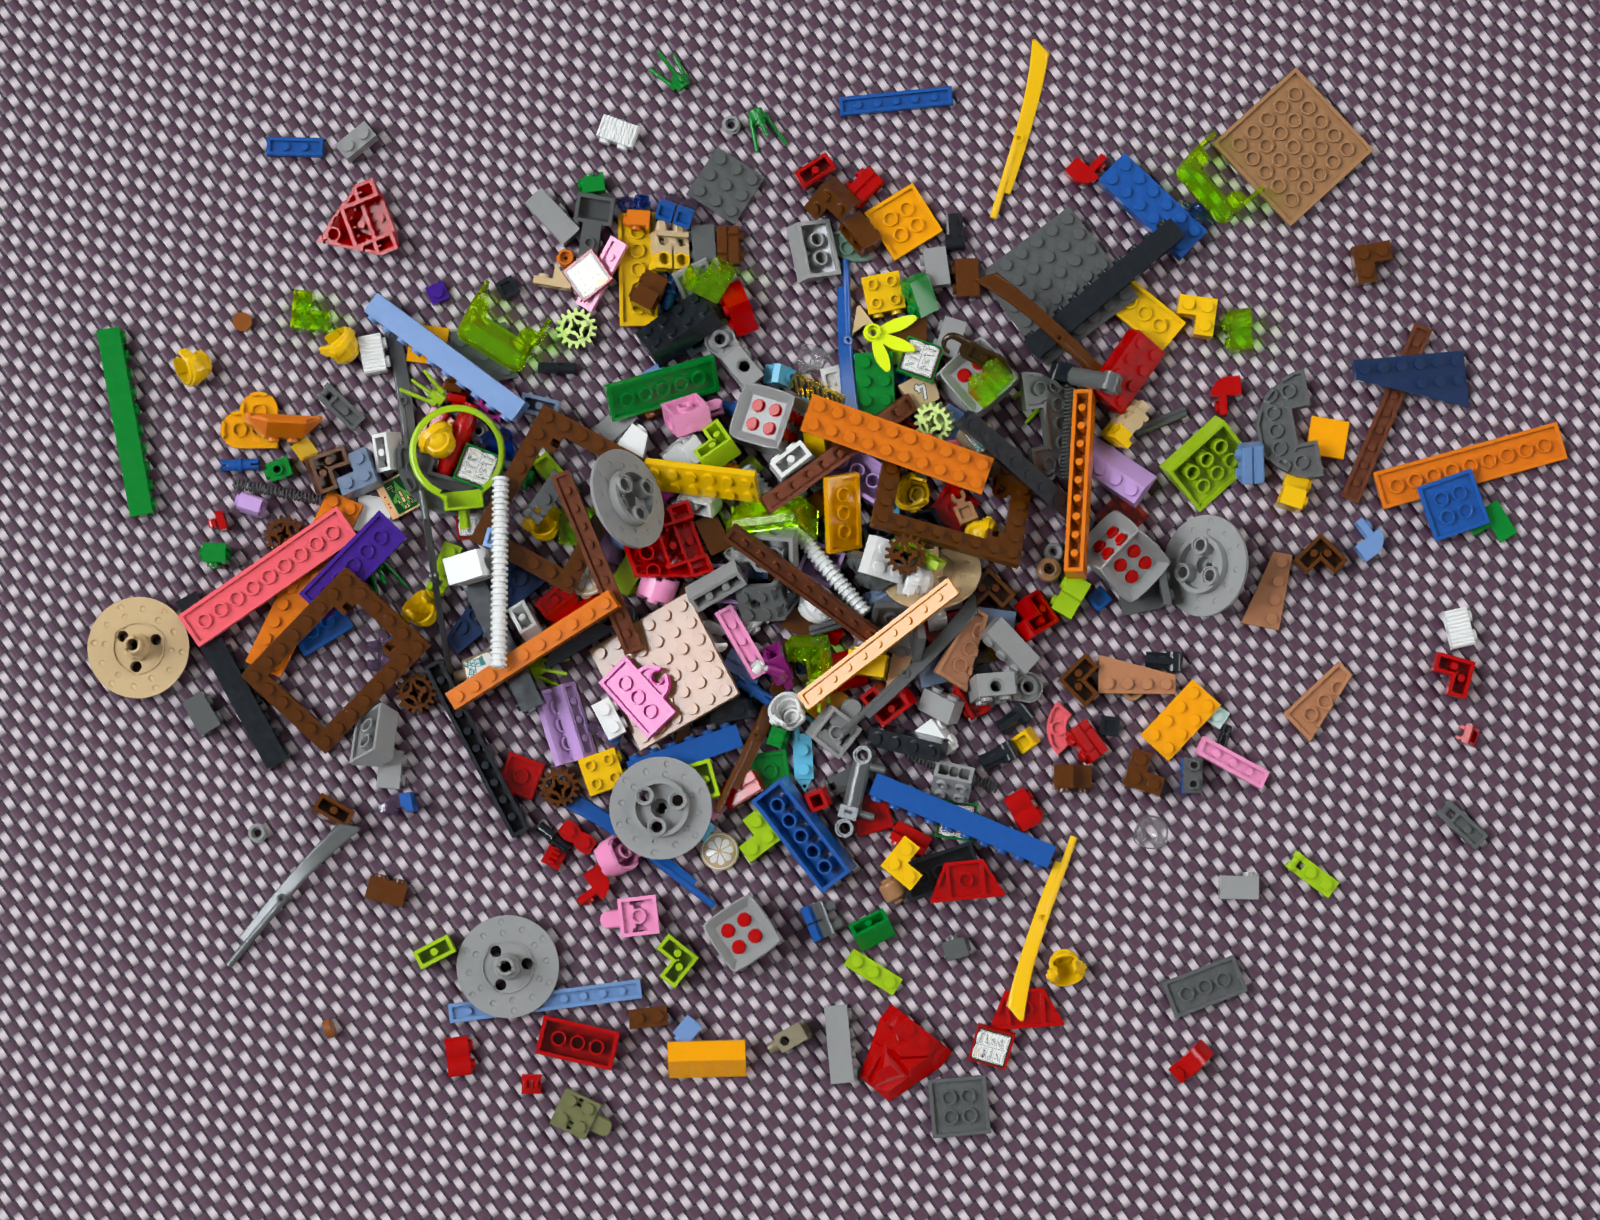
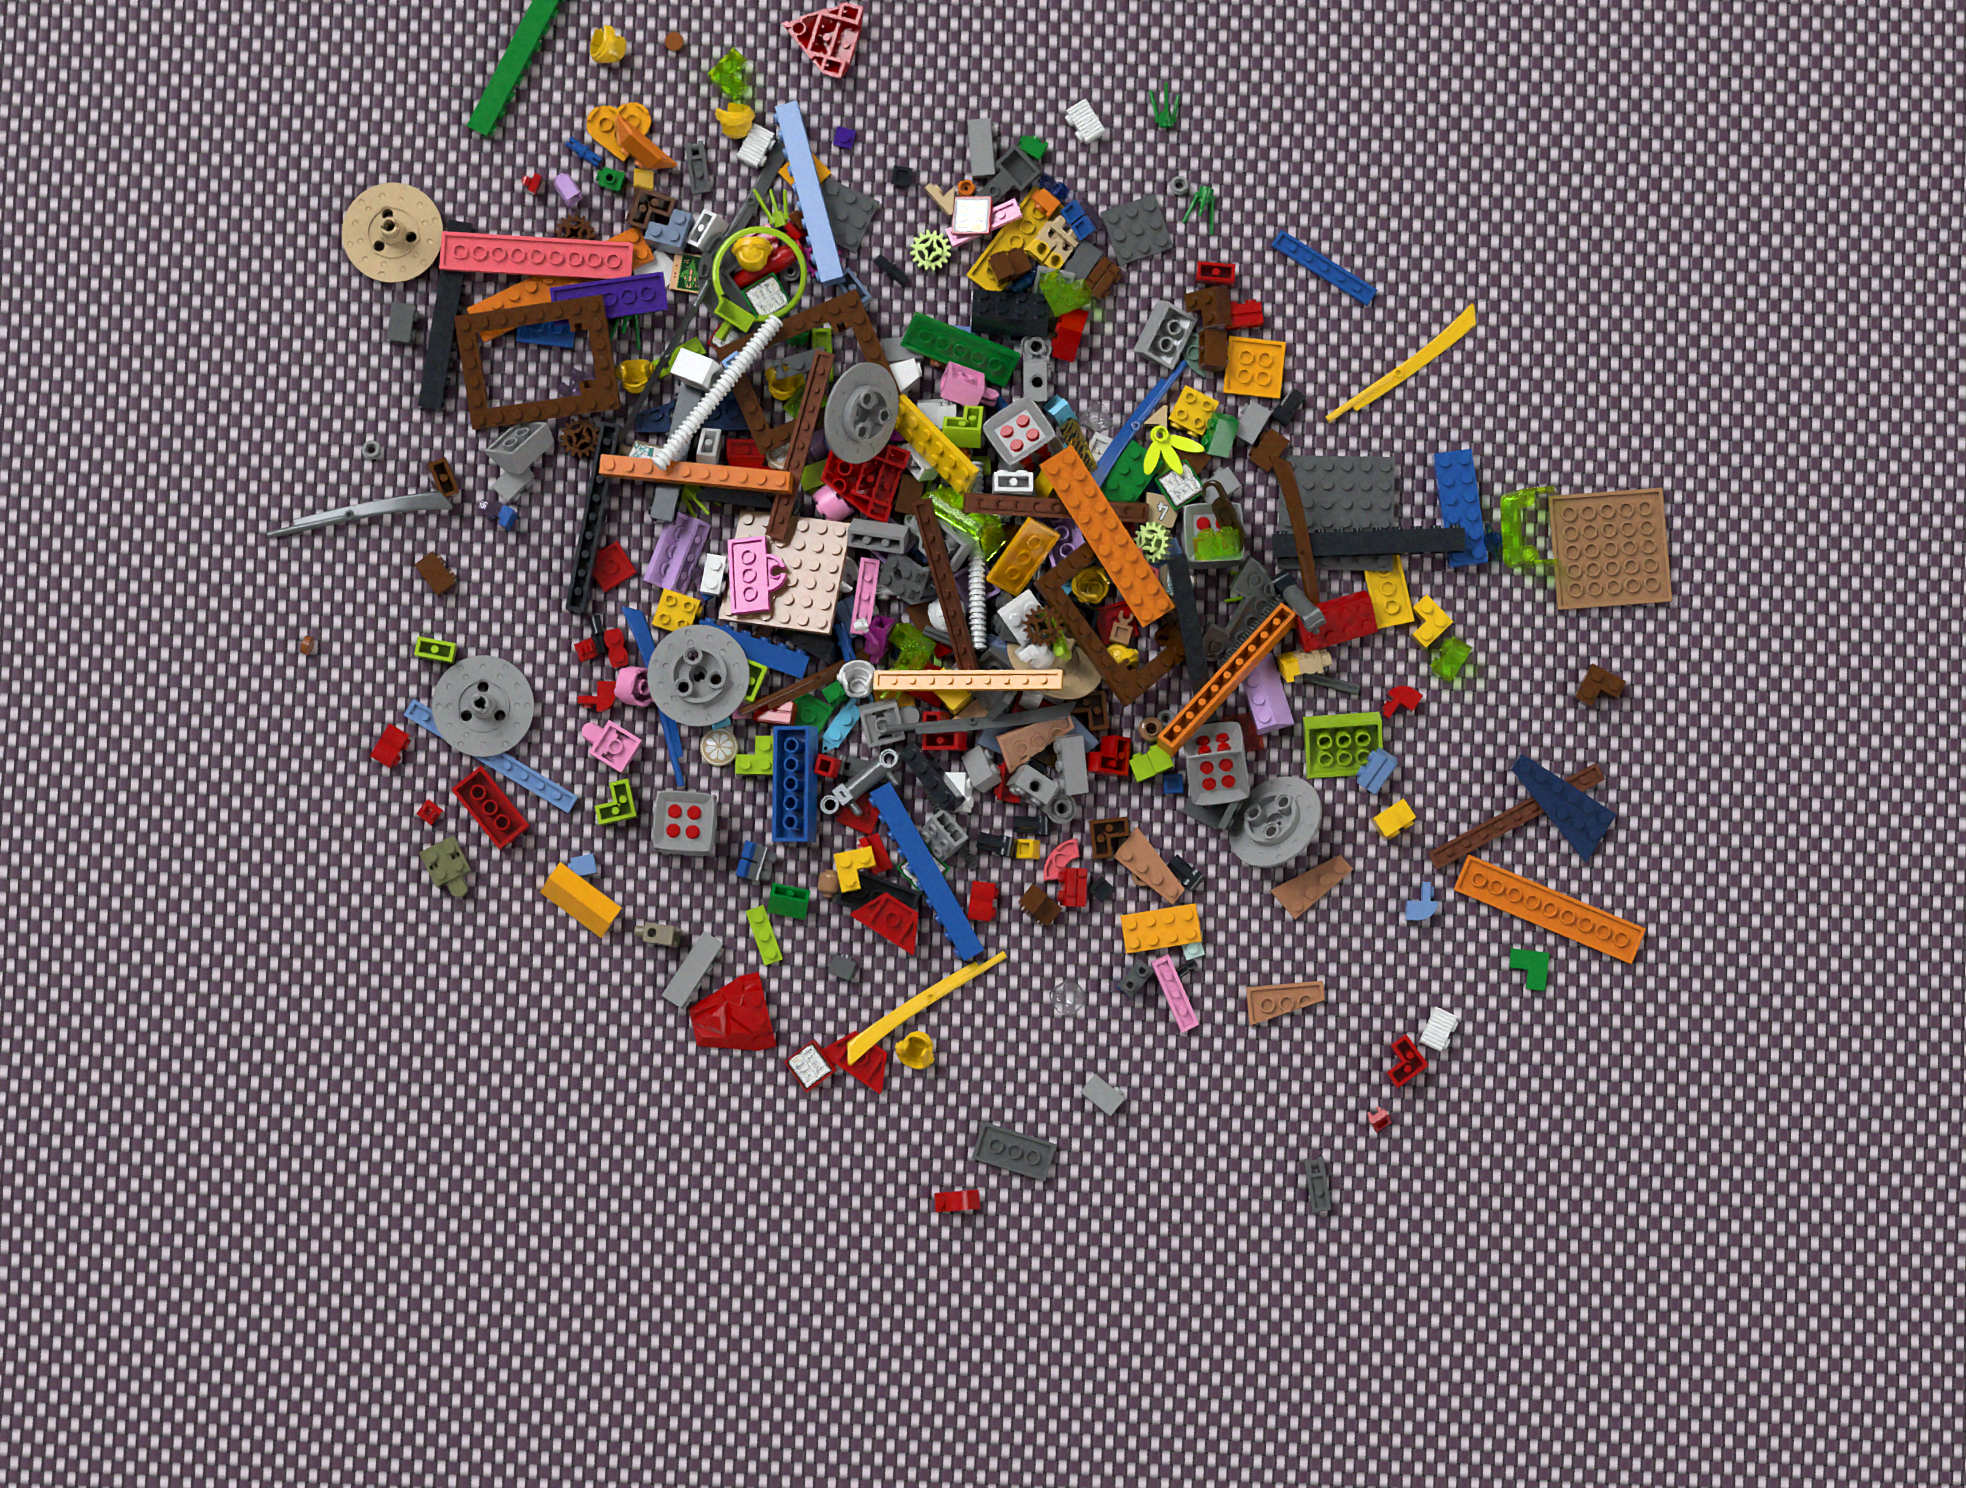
camera: 30 degrees right, 0 degrees up
(215, 555) = (509, 207): green brick -> none
(278, 494) = (595, 198): dark grey piece -> none
(489, 441) = (792, 284): clear blue plate -> none
(496, 341) = (858, 209): clear neon green windscreen -> none
(550, 789) = (641, 600): reddish brown gear -> none
(648, 1017) = (561, 831): reddish brown brick -> none
(959, 1106) = (747, 1092): dark grey plate -> none
(1083, 175) = (1426, 442): red brick -> none
(1138, 778) = (1091, 947): reddish brown brick -> none
(1278, 430) = (1418, 763): dark grey plate -> none
(1312, 874) = (1168, 1131): lime plate -> none
(1320, 552) = (1376, 883): reddish brown brick -> none
(1330, 436) = (1454, 799): light orange tile -> none
(1452, 505) = (1510, 928): blue plate -> none

